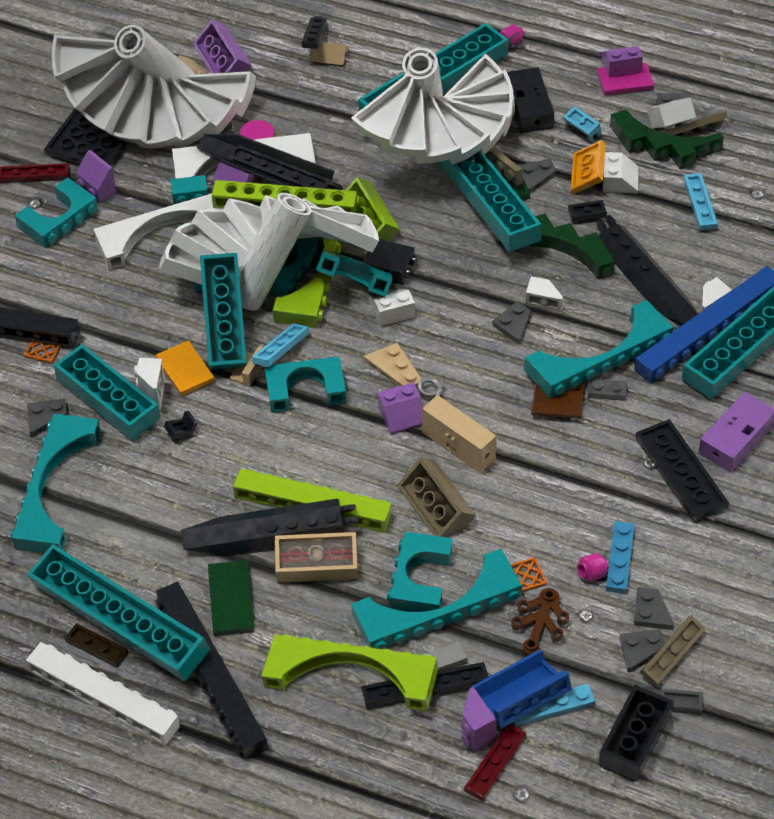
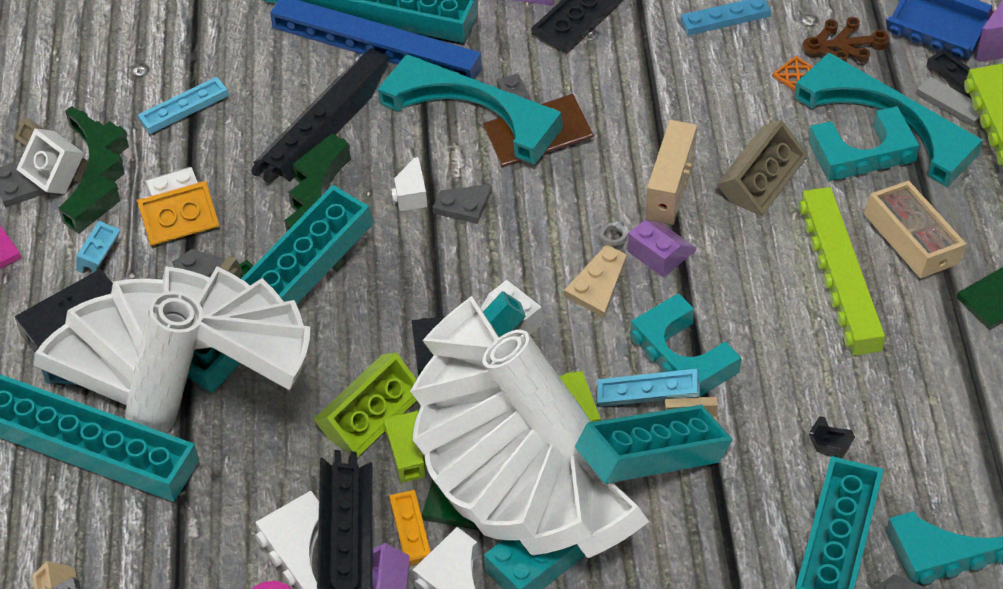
camera: 115 degrees left, 0 degrees up
(150, 378) = (794, 489): white slope -> none
(185, 368) = (735, 486): light orange tile -> none
(255, 193) = (444, 557): lime brick -> none
(258, 528) = (905, 282): black hinge -> none
(587, 211) = (250, 196): black plate -> none
(592, 567) = (758, 23): dark pink head -> none
(713, 291) = (335, 48): white slope -> none

